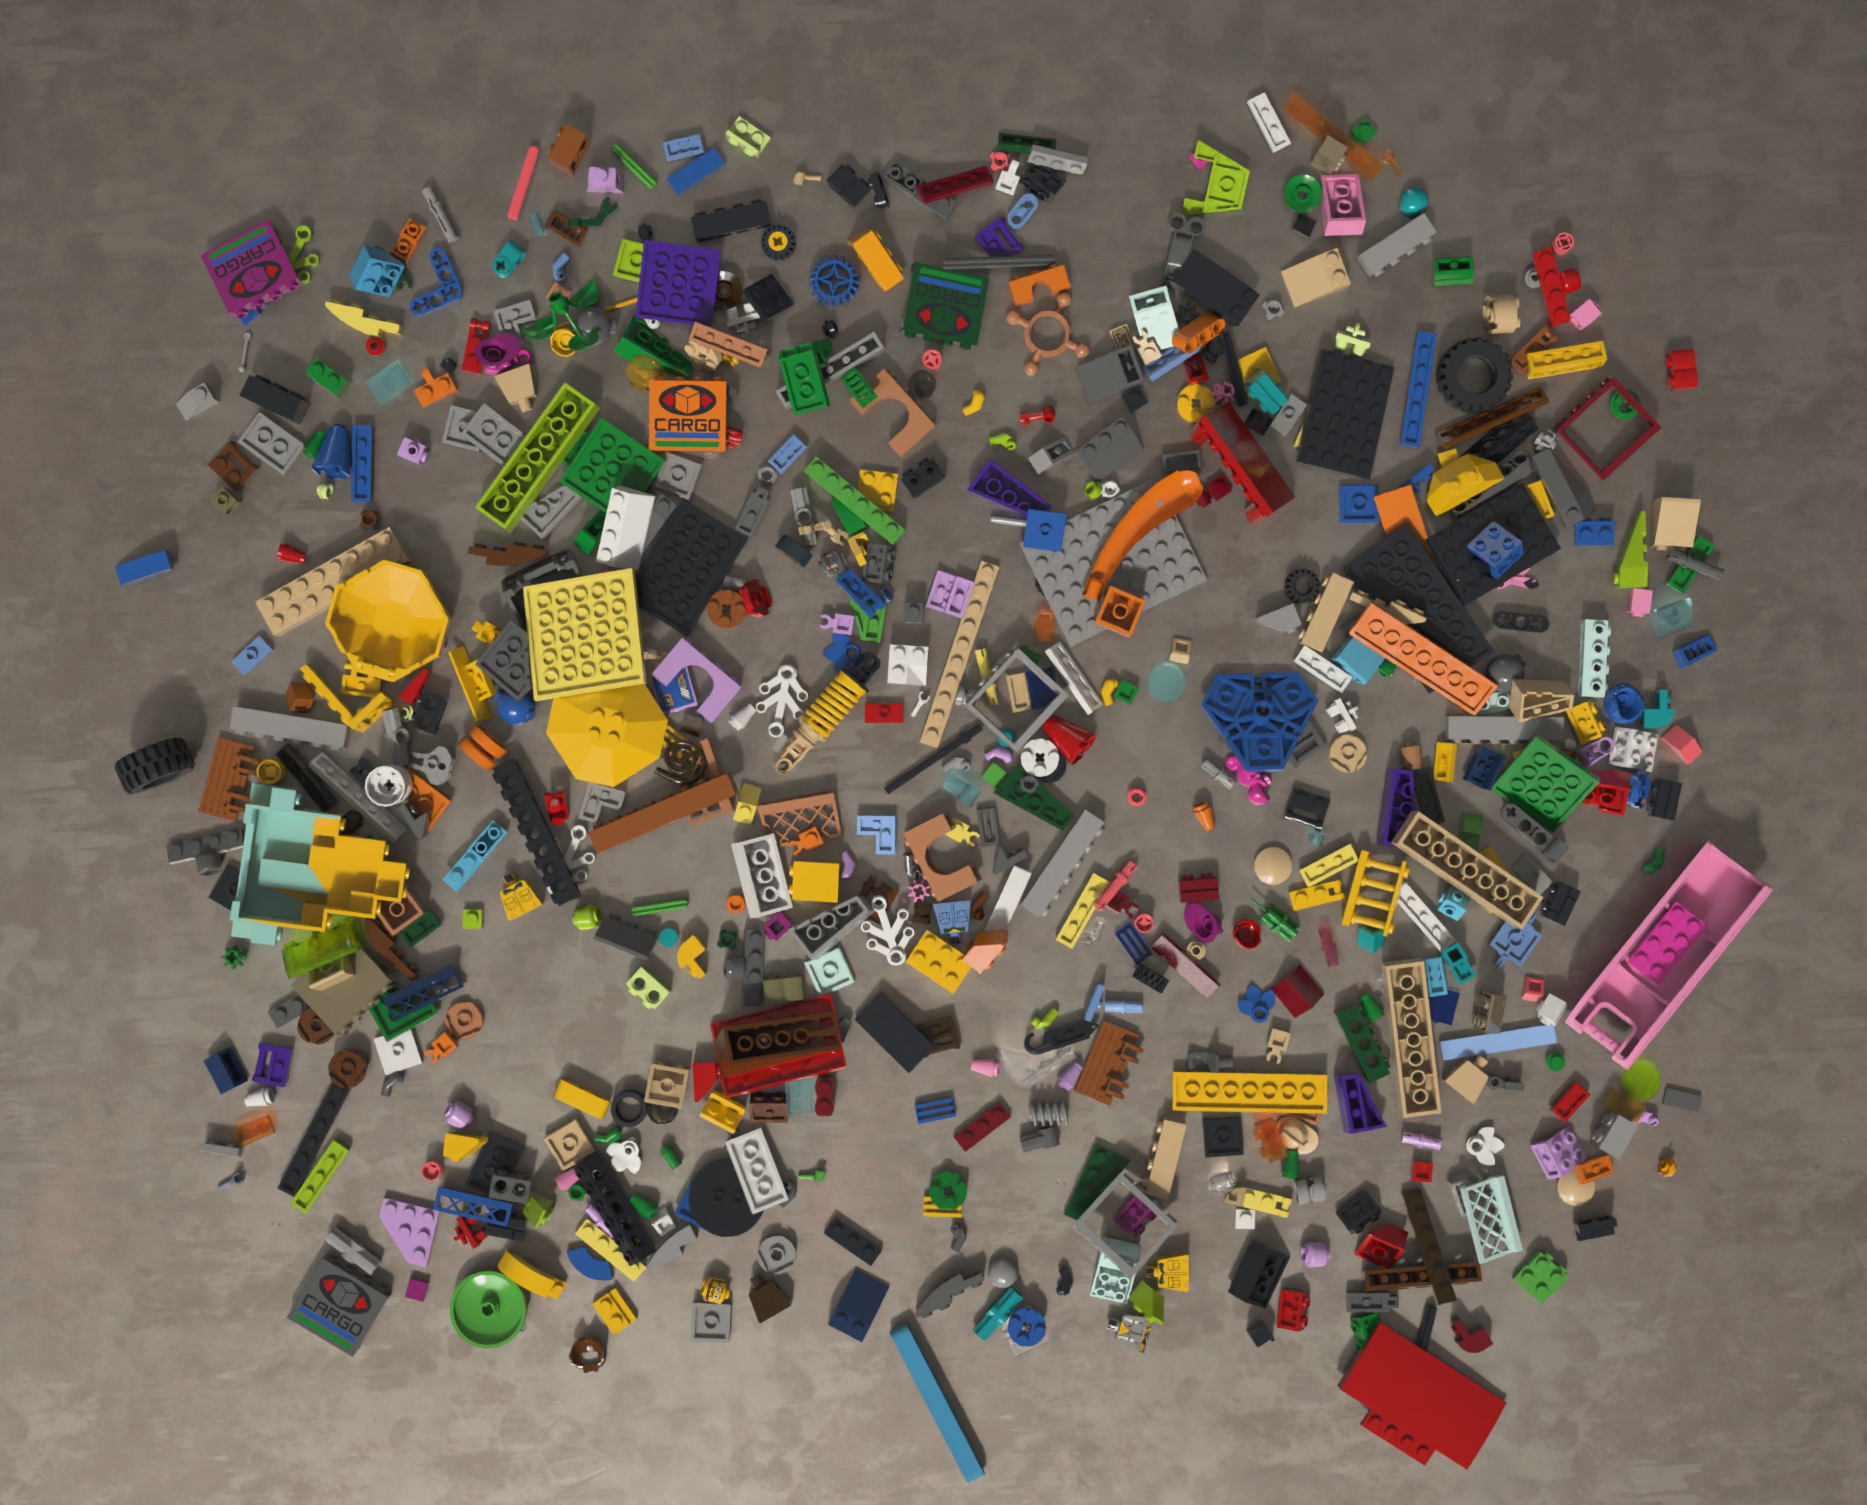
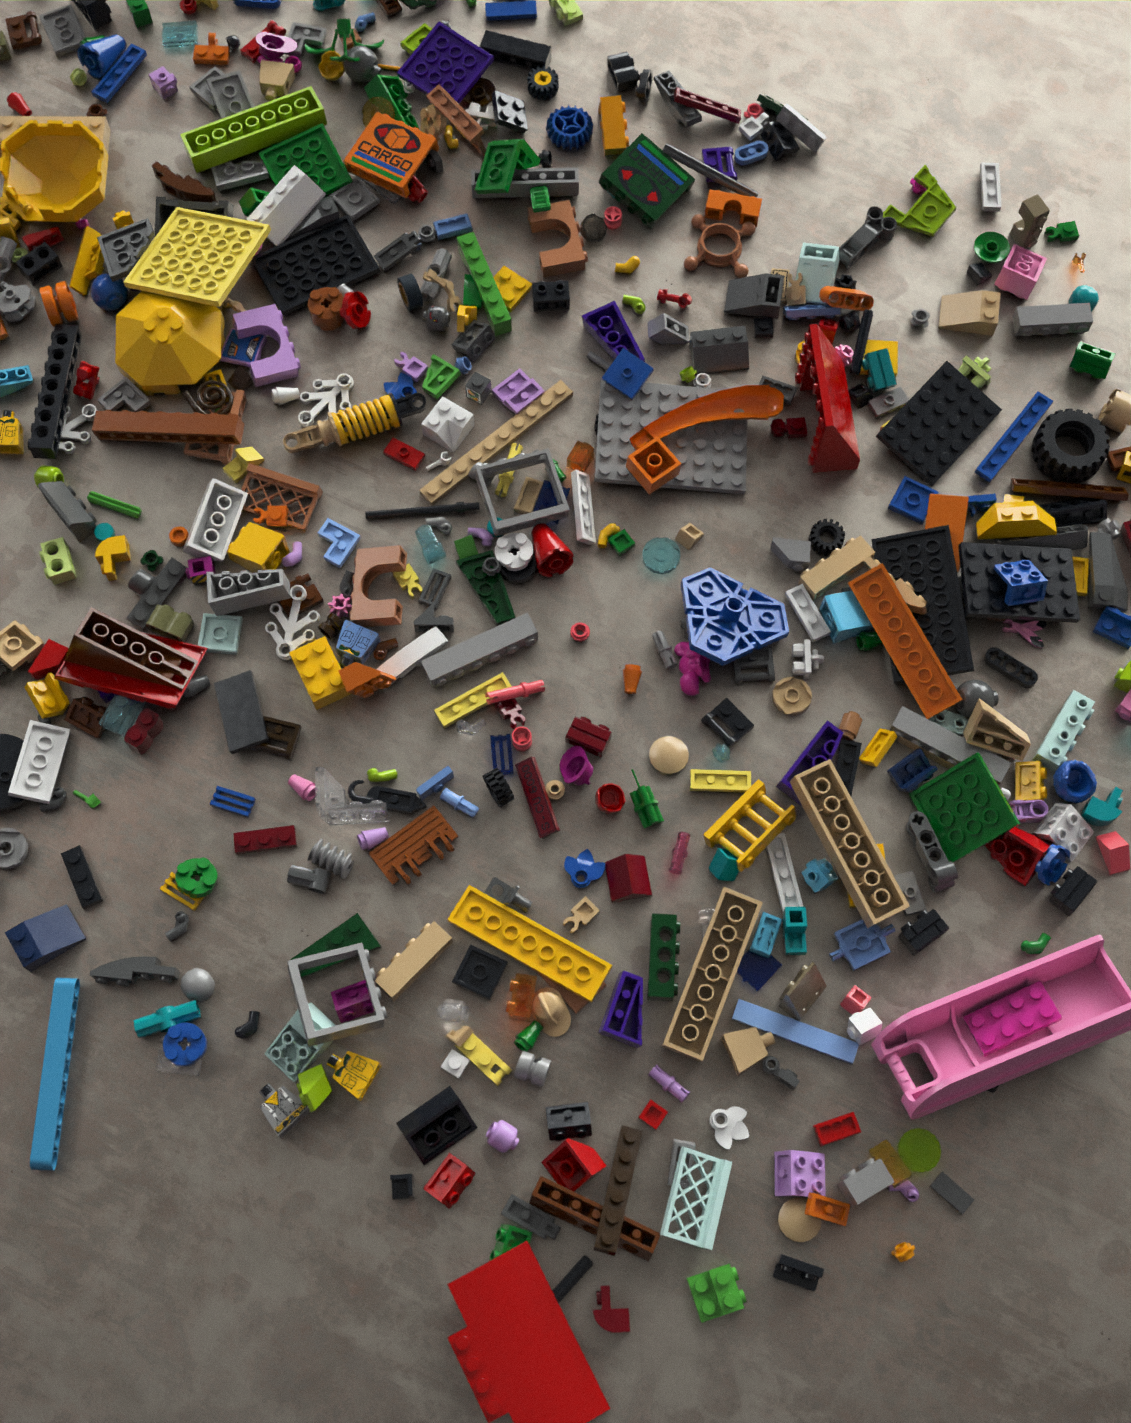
camera: 30 degrees right, 20 degrees down
(800, 177) = (589, 50): tan hand -> none
(859, 592) = (443, 350): blue plate -> none
(1216, 288) = (880, 276): black slope -> none
(1316, 895) = (694, 802): yellow plate -> none
(1323, 127) = (1050, 236): clear orange plate -> none
(1372, 1007) = (690, 933): green cone -> none
(1470, 829) = (873, 818): bright green slope -> none
(1555, 1061) = (842, 1081): green plate -> none

